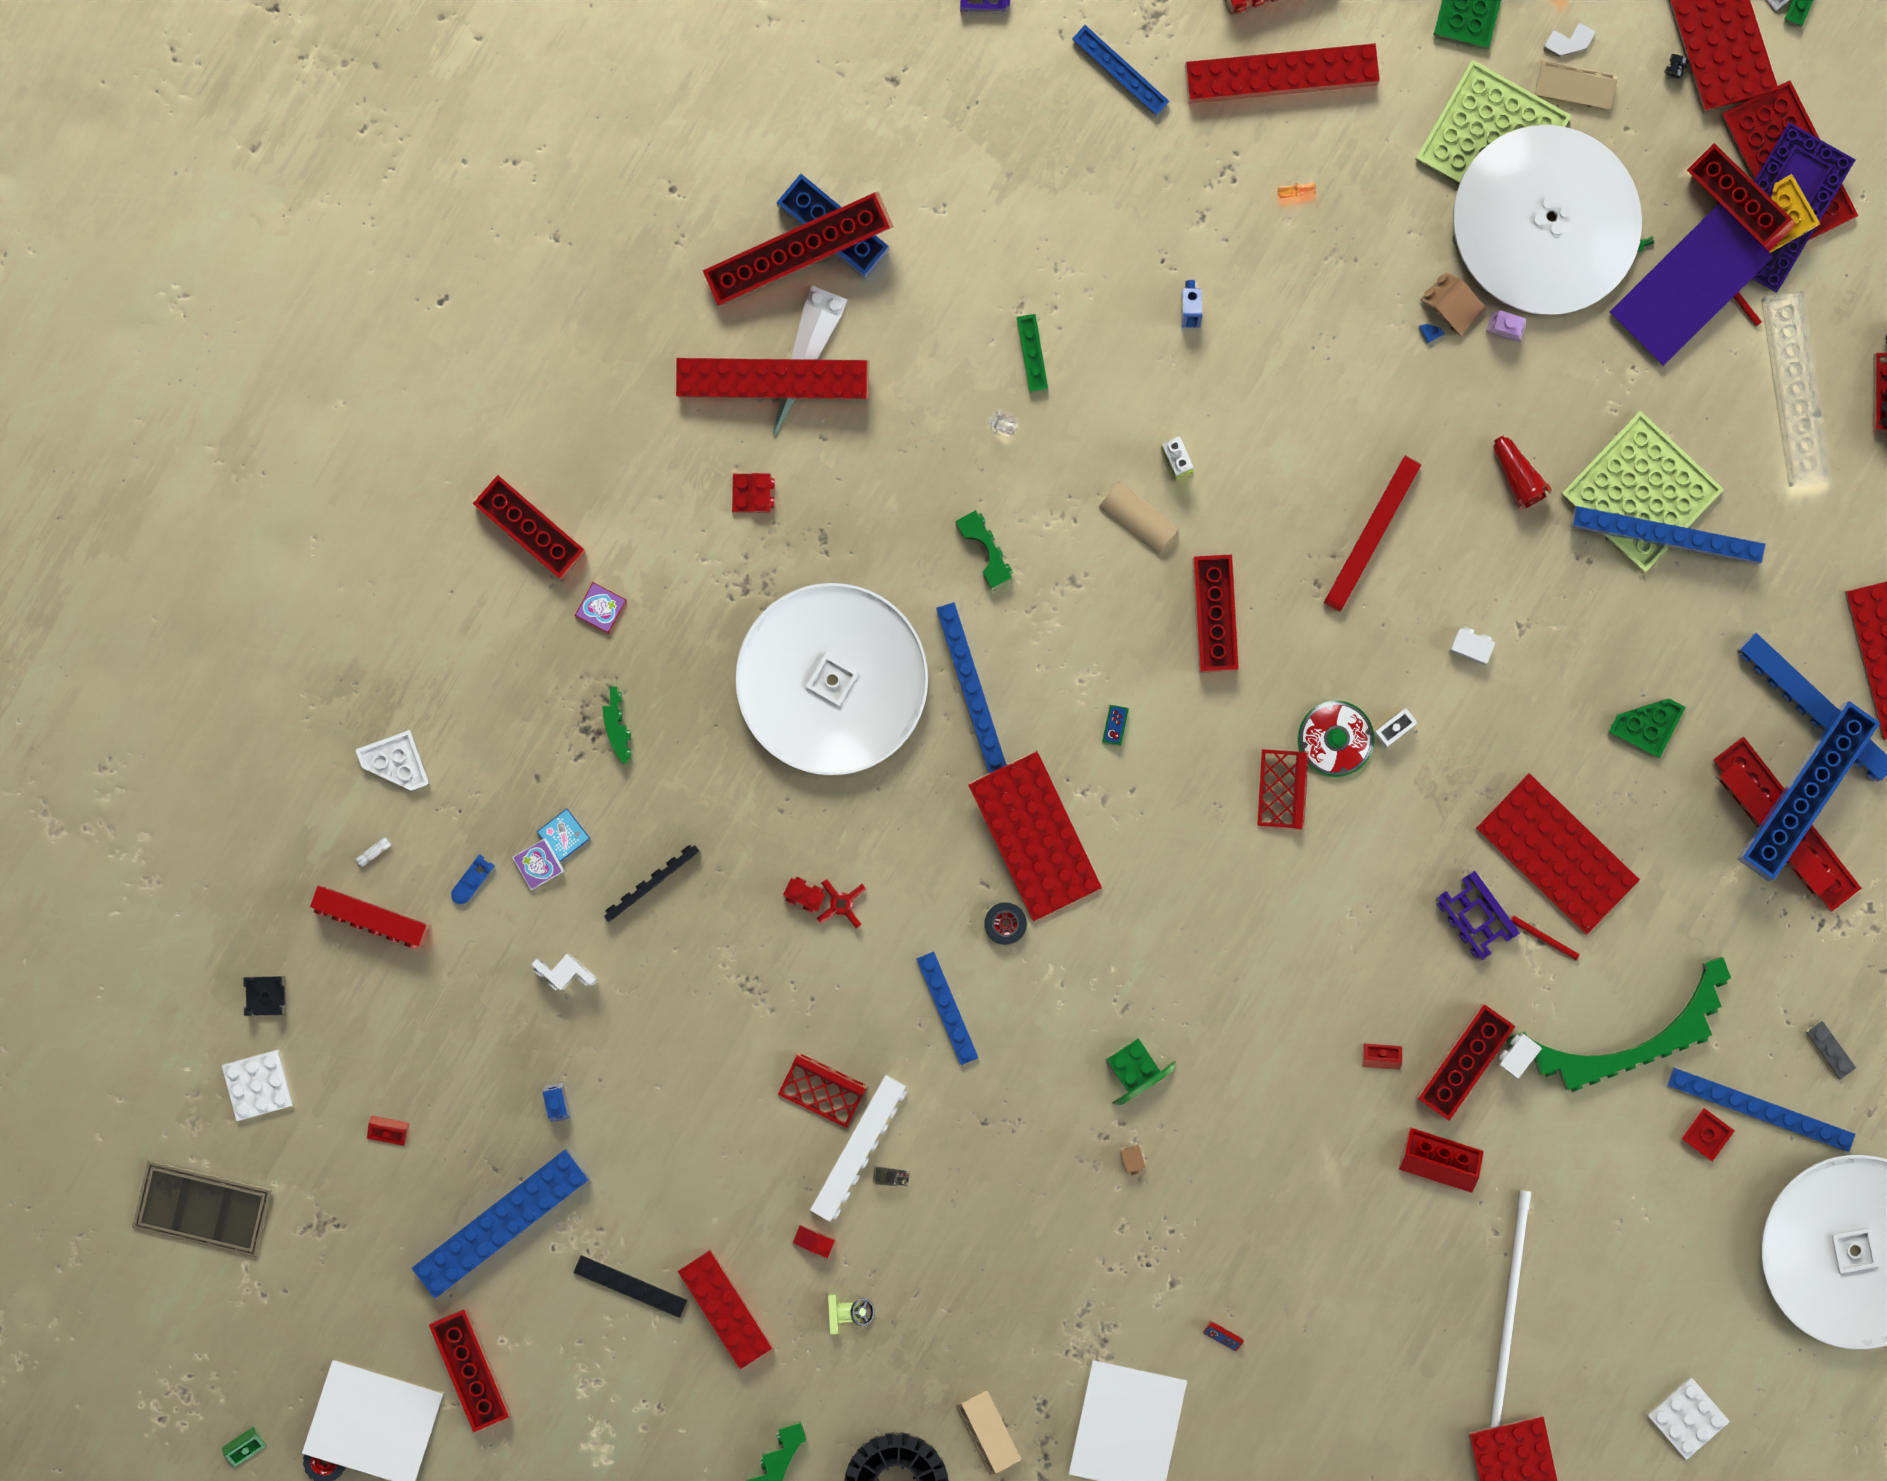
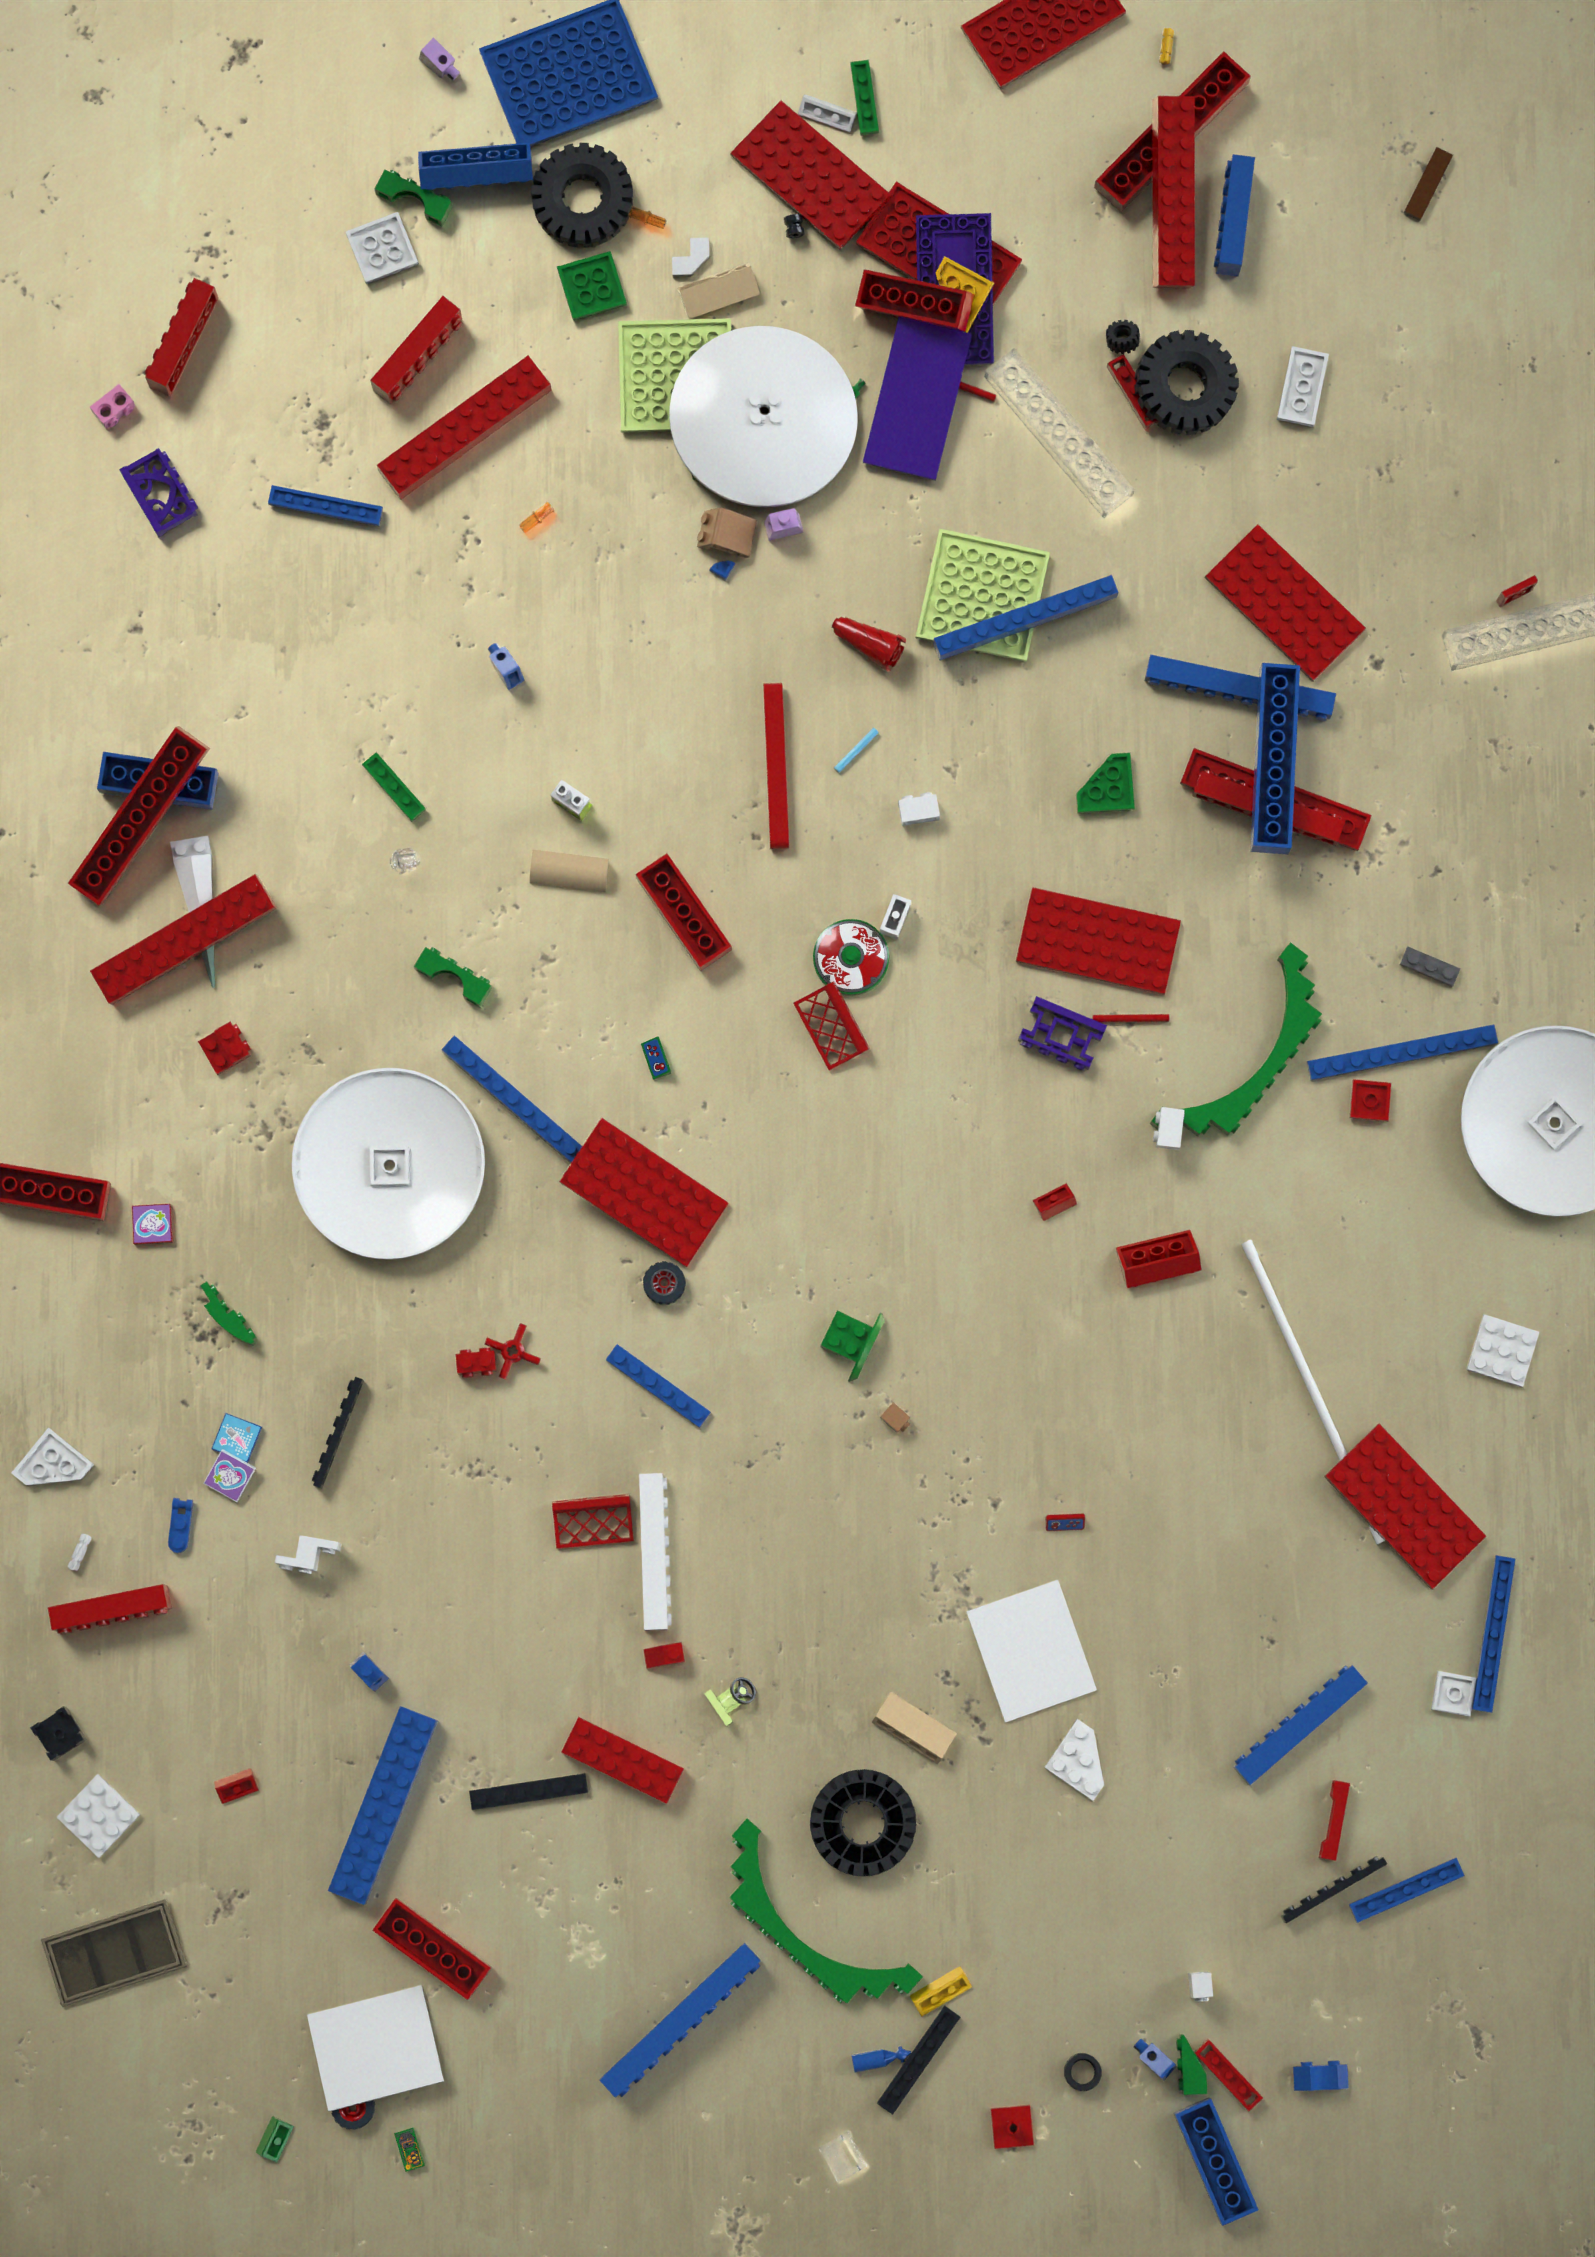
camera: 30 degrees left, 5 degrees down
(890, 1176) = (696, 1559): clear smoke leg -> none
(1449, 561) = (867, 738): none -> medium azure bar
(1465, 1062) = (1128, 1162): red brick -> none

